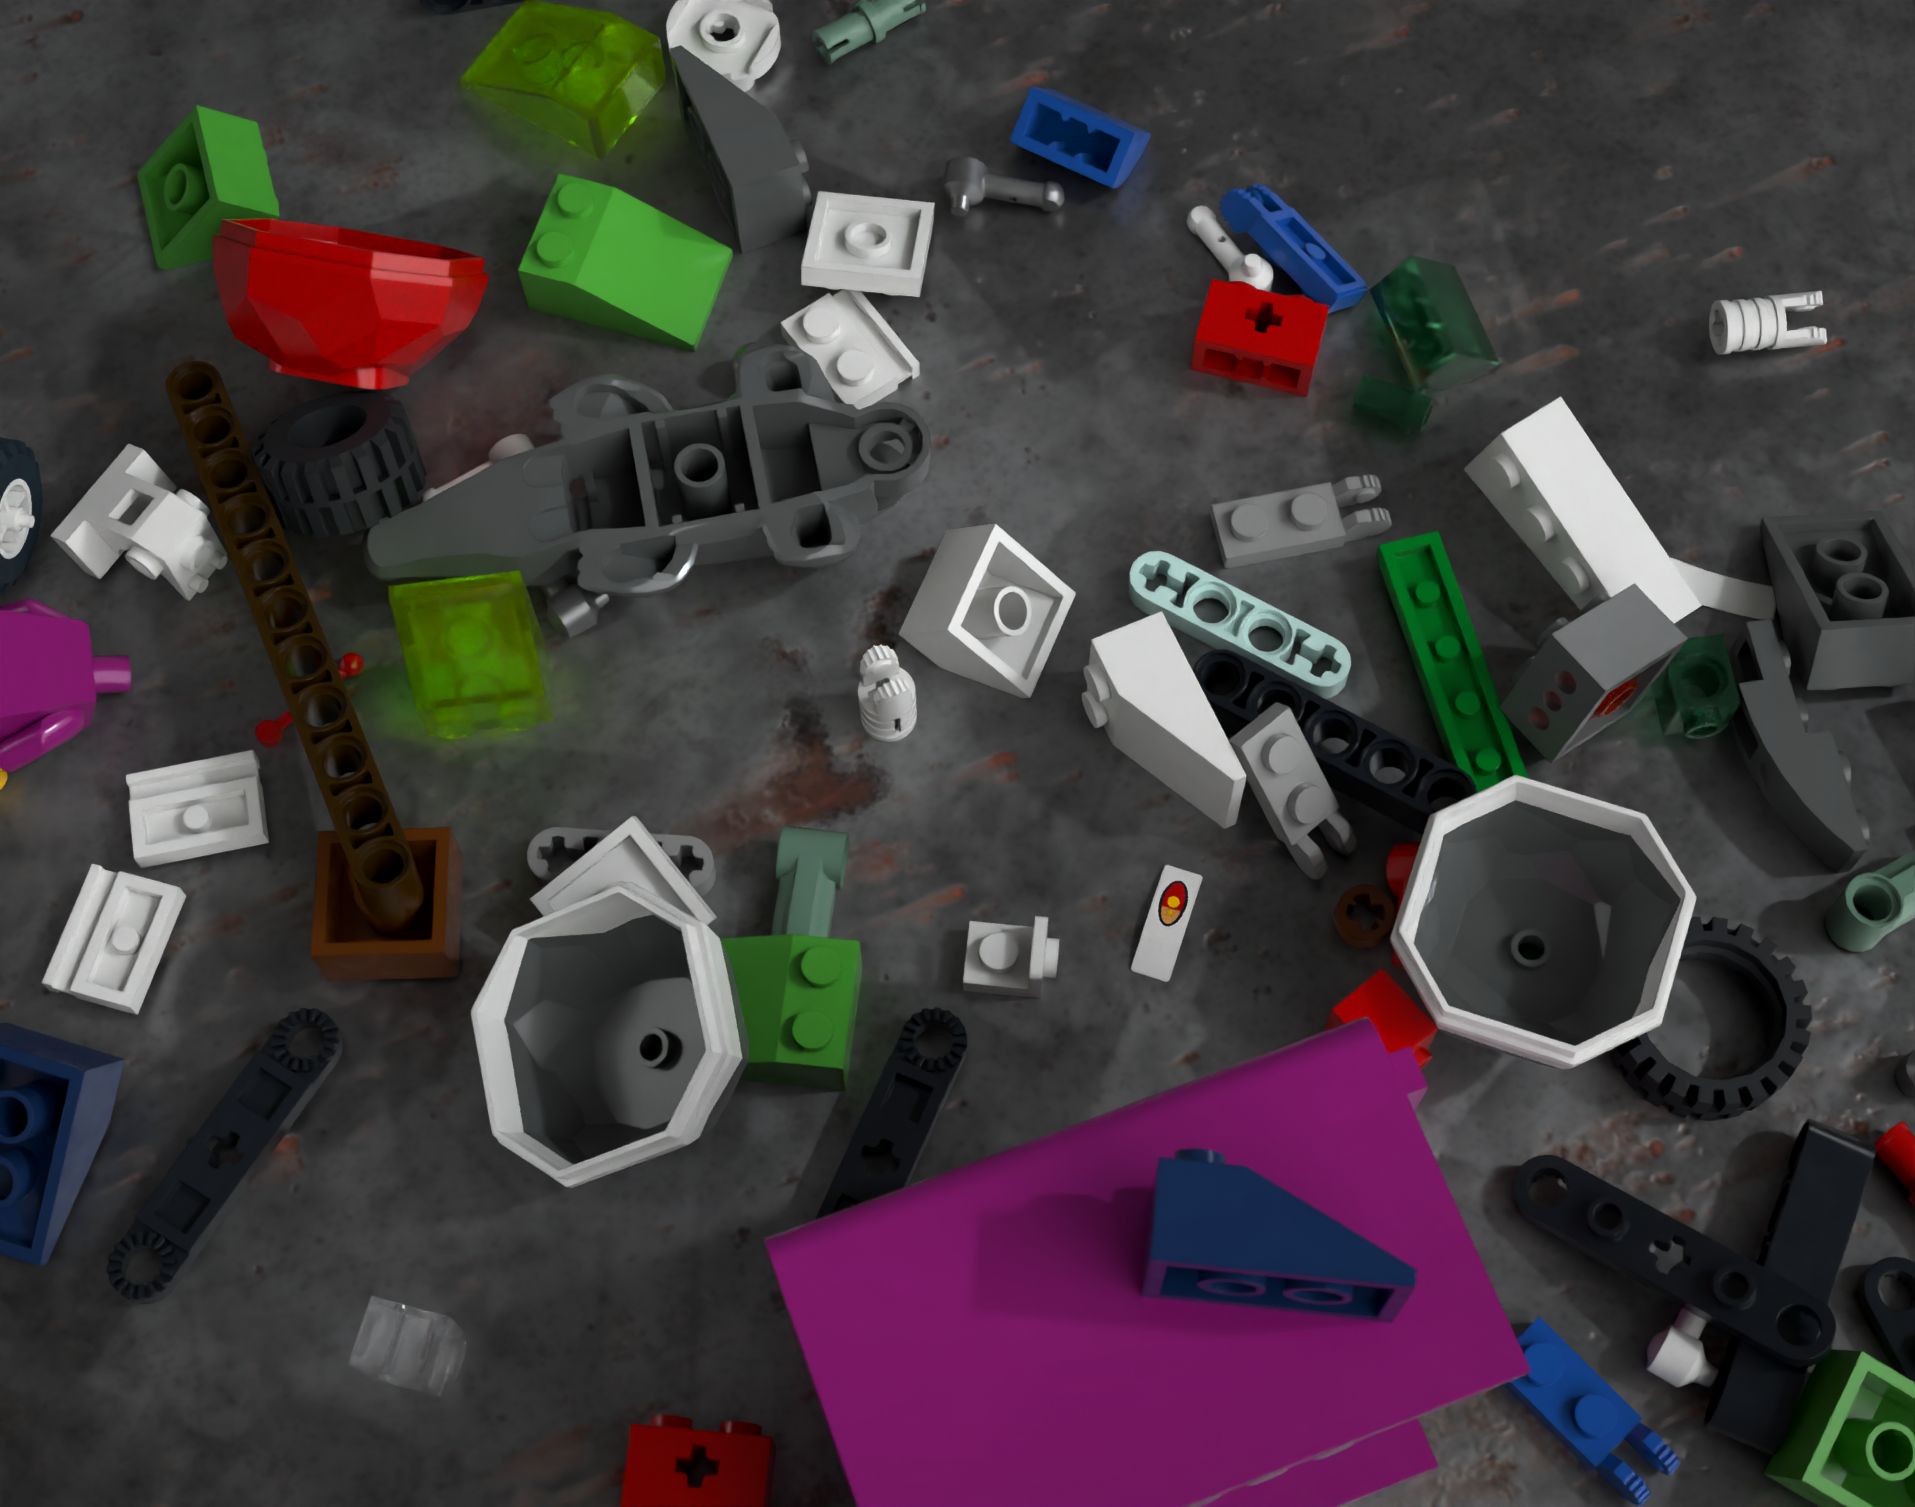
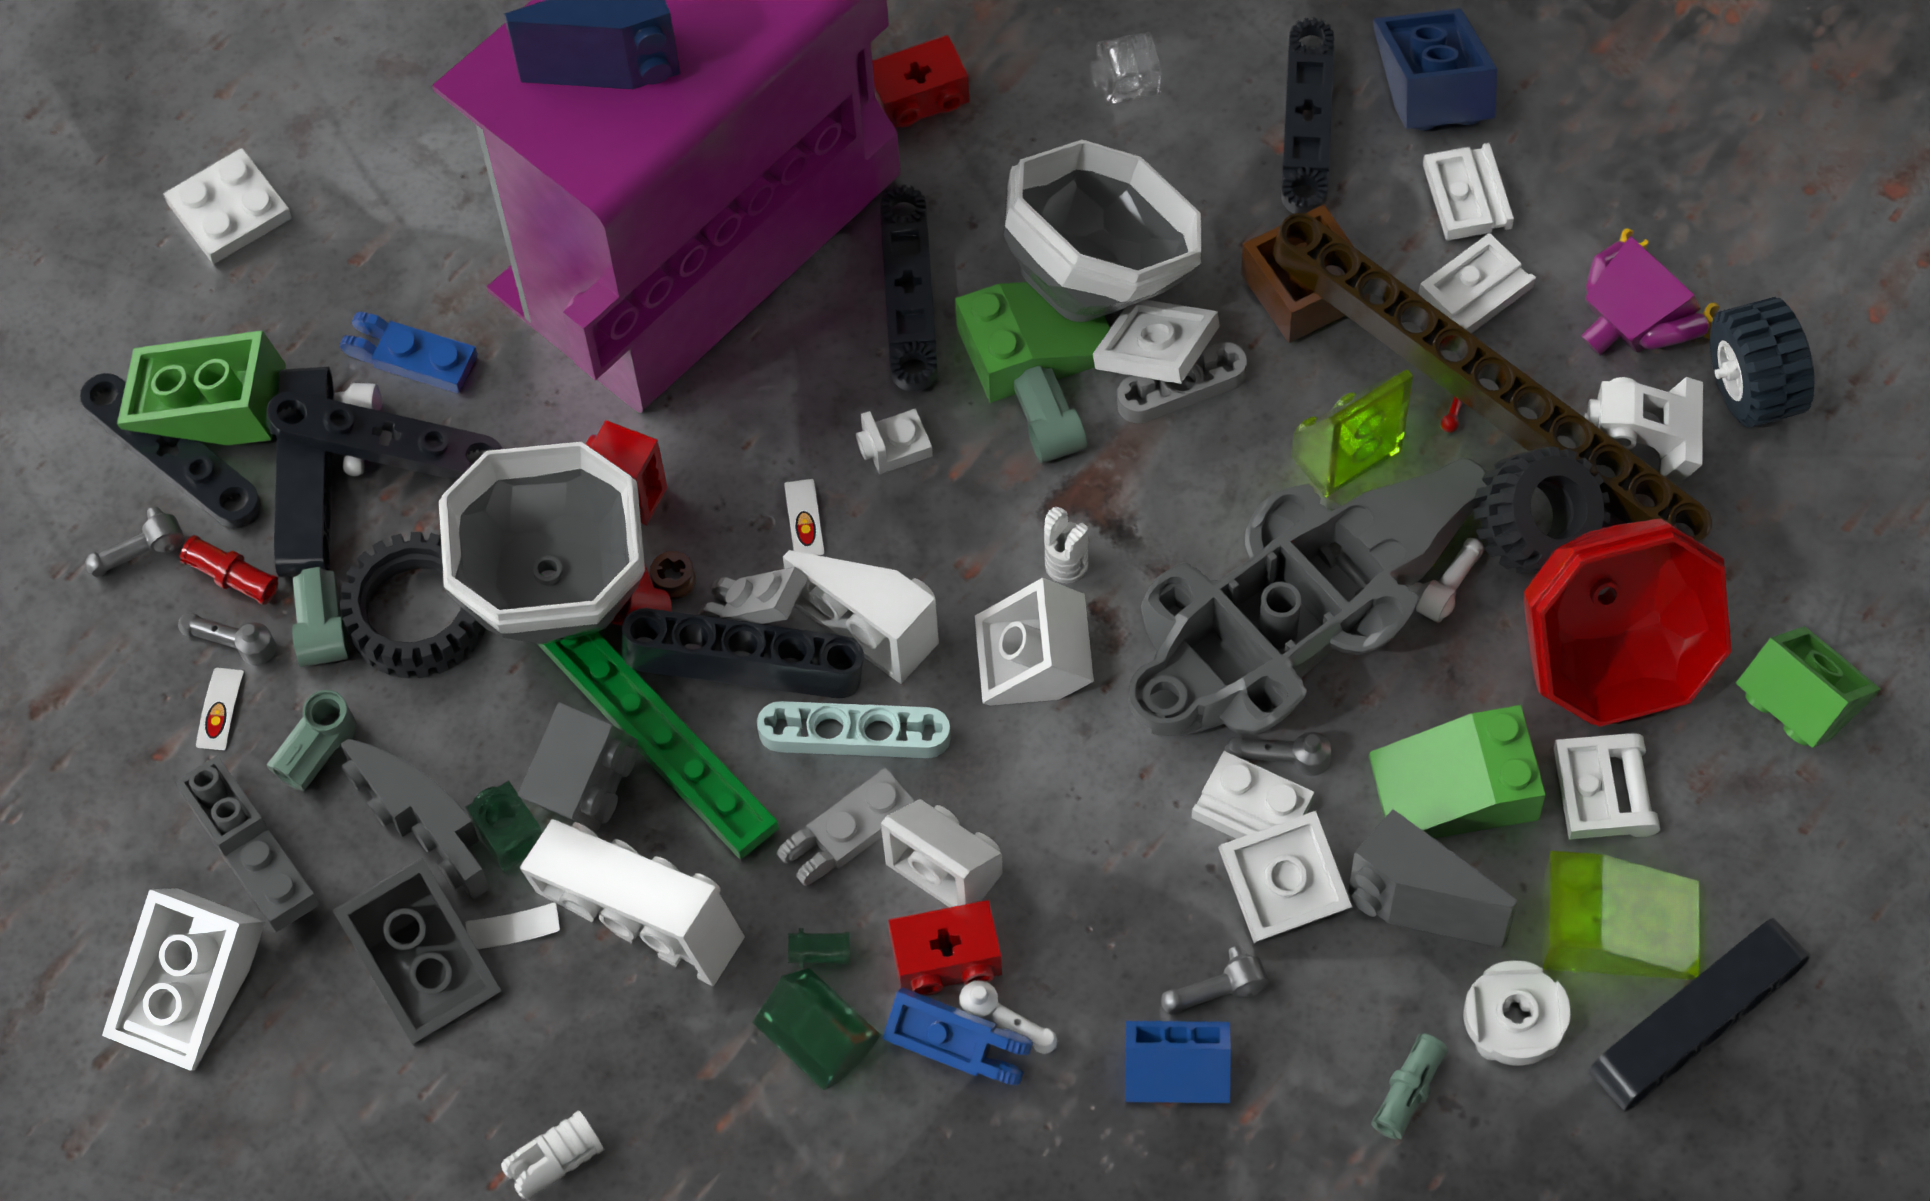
camera: 155 degrees right, 5 degrees down
(497, 203) = (1590, 789): none -> white plate
(1218, 415) = (940, 854): none -> white slope
(1835, 1062) = (320, 628): none -> sand green piece

